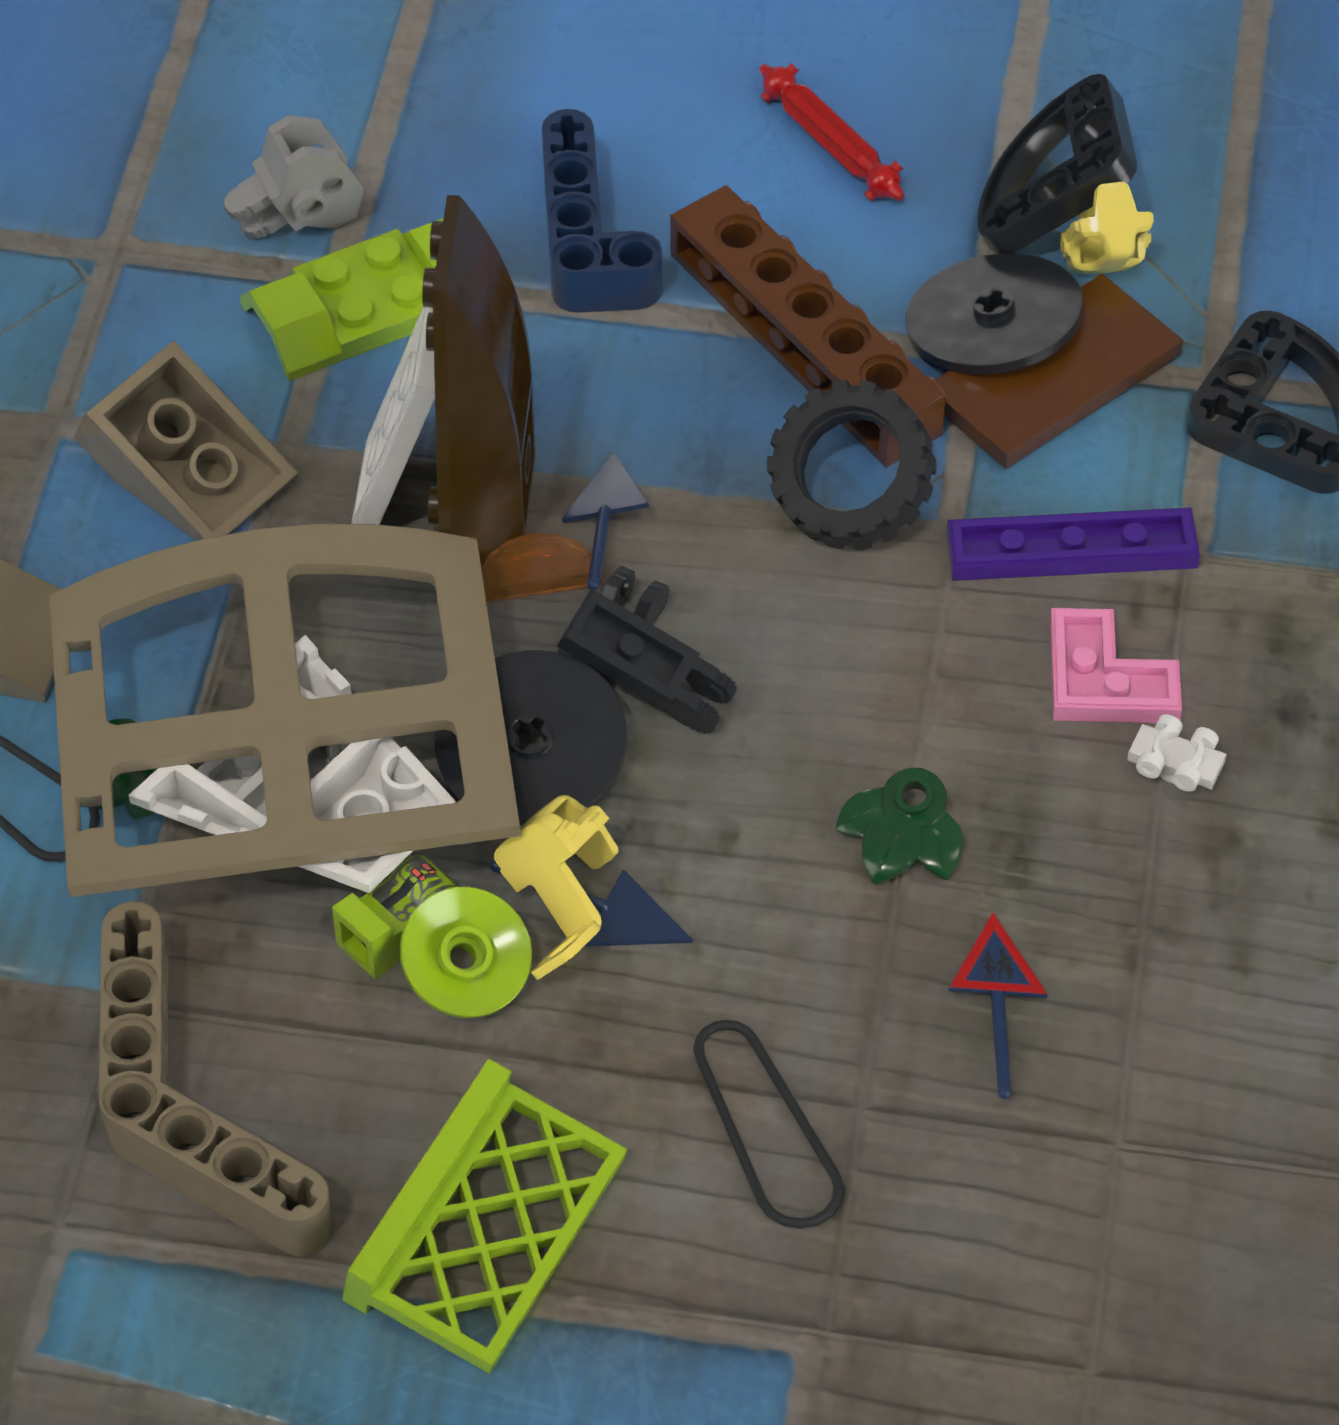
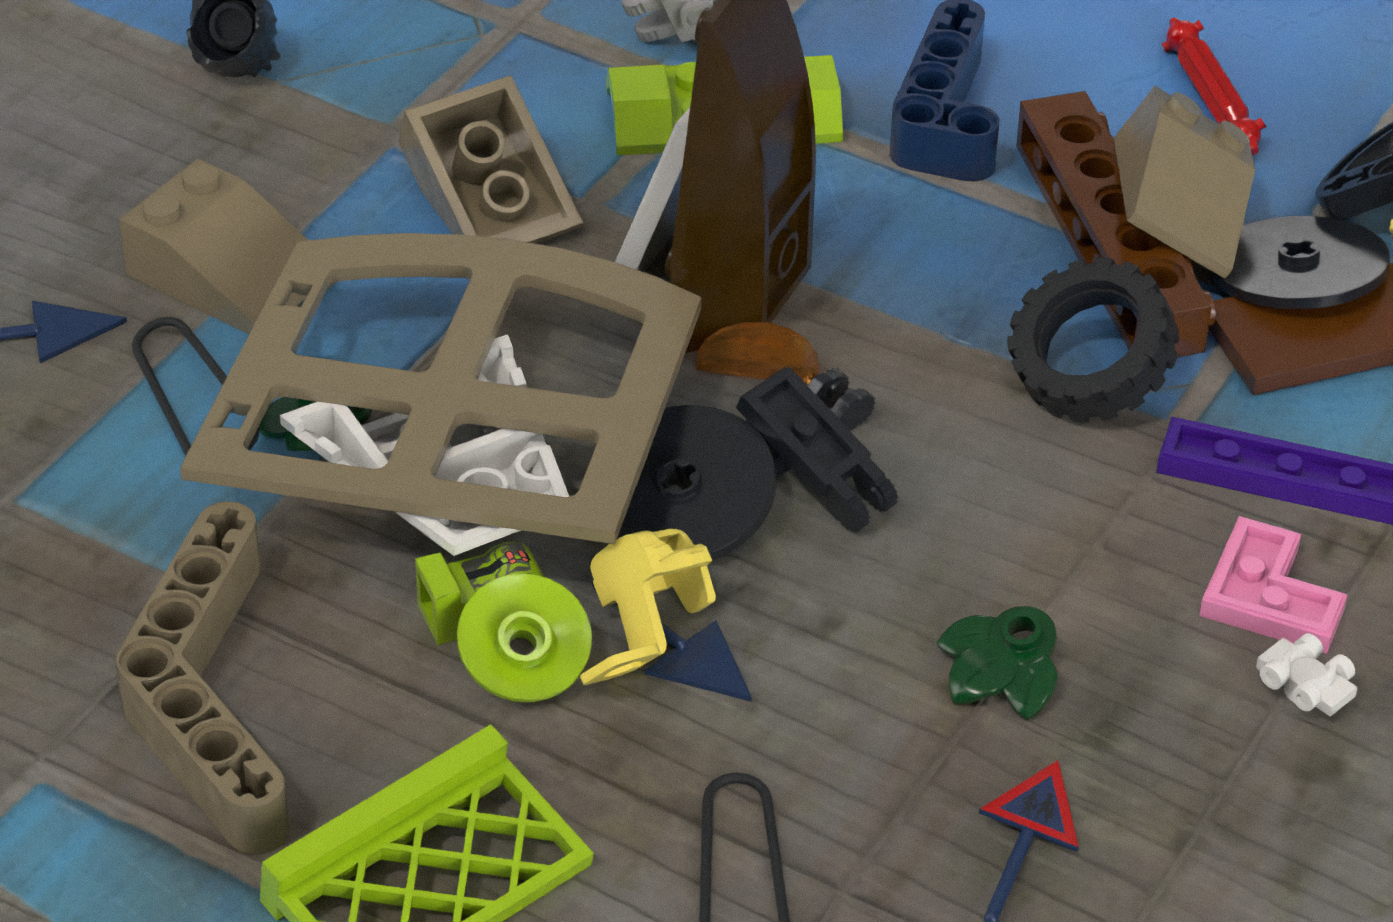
camera: 20 degrees right, 10 degrees down
(607, 494) = (860, 313): dark blue piece -> none
(865, 261) = (1185, 178): none -> dark tan slope

